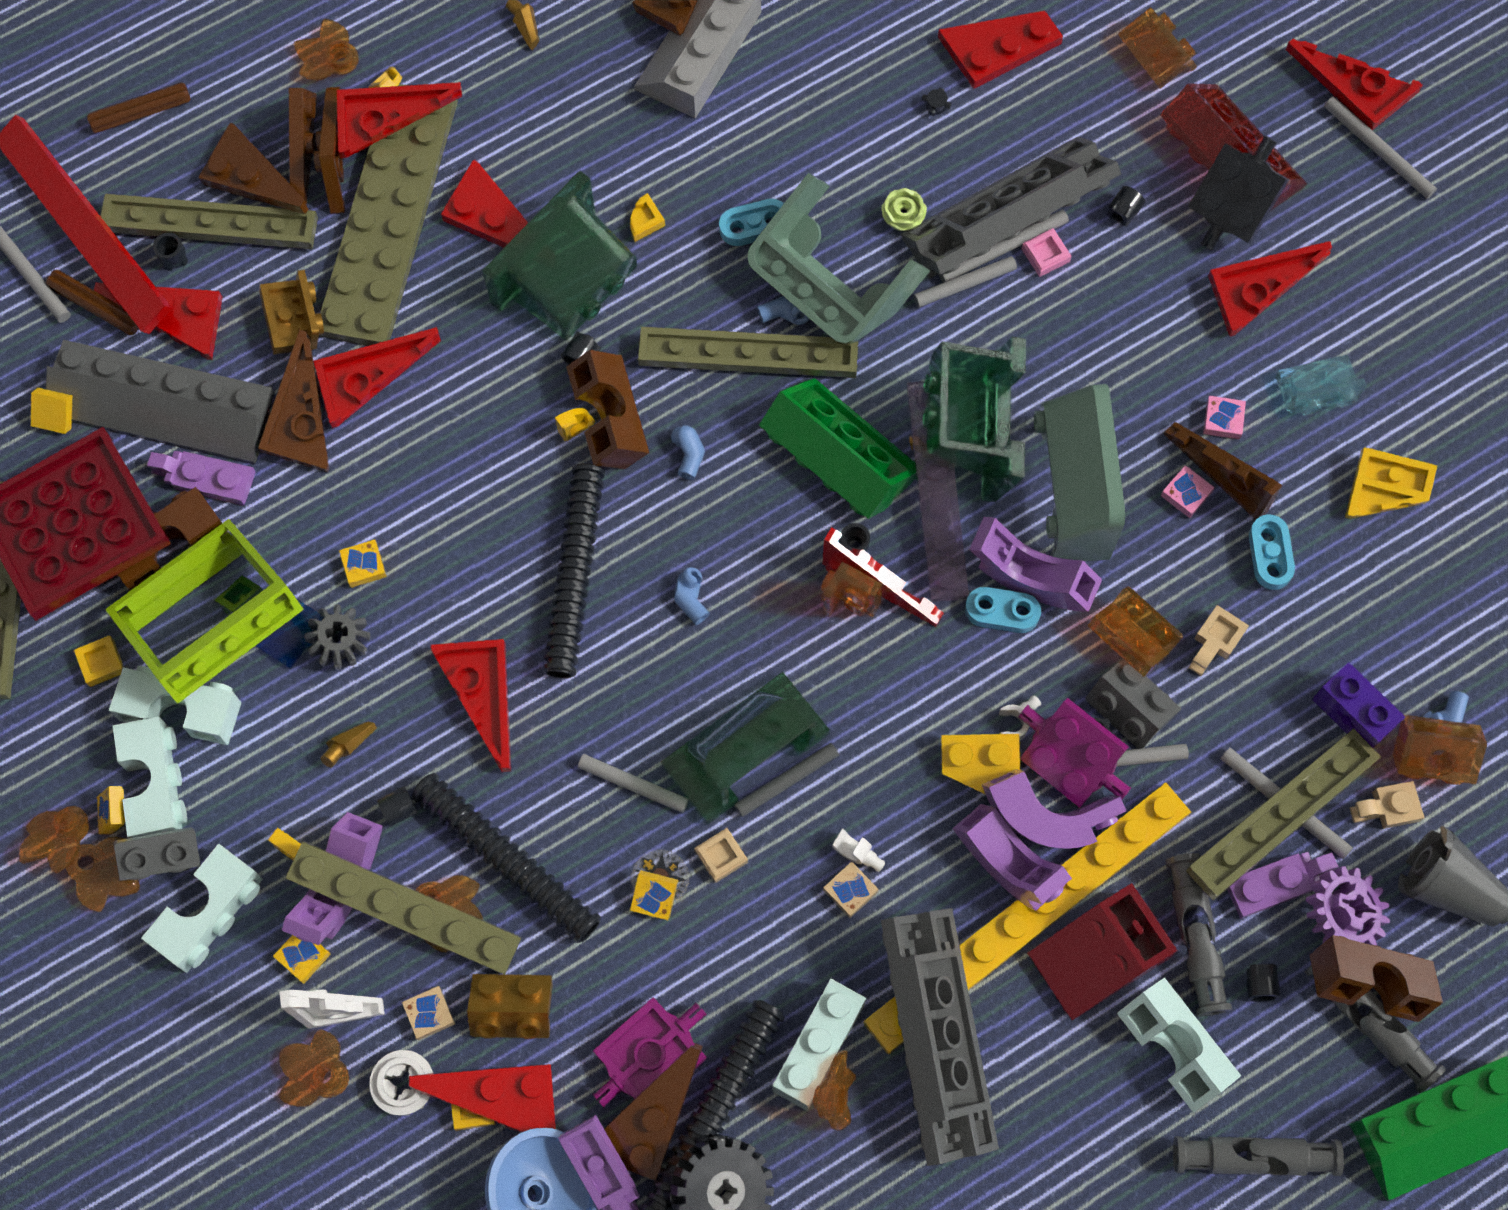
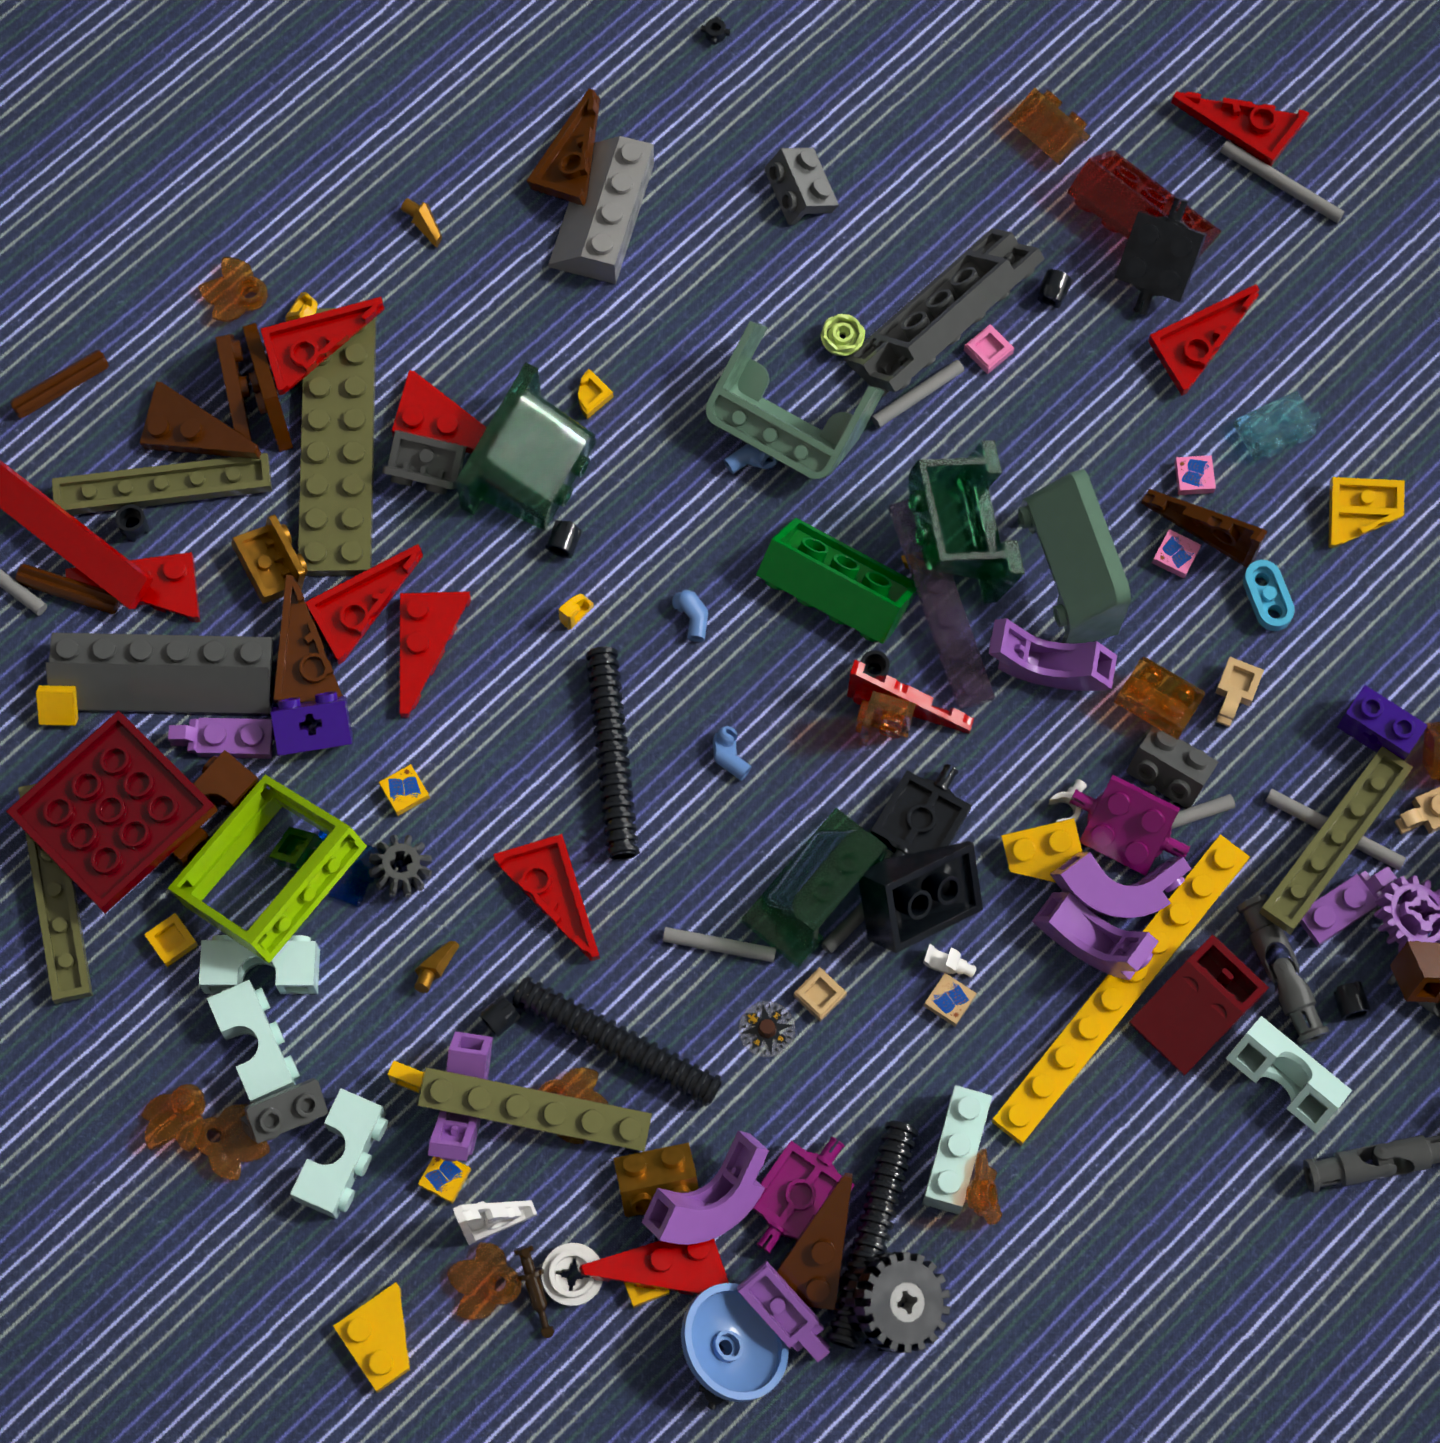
camera: 15 degrees left, 0 degrees up
(110, 810) = (223, 1080): yellow tile -> none
(193, 1102) = (378, 1338): none -> yellow wing
(267, 487) = (295, 738): none -> dark purple brick
(359, 1087) = (534, 1287): none -> dark brown piece
(423, 412) = (425, 629): none -> red wing
(428, 1013) = (580, 1204): tan tile -> none
(462, 248) = (425, 461): none -> dark grey bracket
(558, 1048) = (717, 1205): none -> medium lavender arch
(604, 383) = (596, 566): reddish brown arch -> none
(654, 895) = (767, 1045): yellow tile -> none
(747, 352) = (725, 506): olive plate -> none
(749, 218) = (697, 375): medium azure plate -> none
(843, 776) = (919, 894): none -> black slope
(864, 702) = (921, 814): none -> black plate
(898, 56) = (800, 183): none -> dark grey bracket
(936, 101) = (847, 221): black piece -> none
(939, 1036) = (1067, 1115): dark grey slope -> none
(999, 45) = (894, 153): red wing -> none
(1003, 610) = (1030, 704): medium azure plate -> none
(1004, 246) = (991, 315): light grey bar -> none

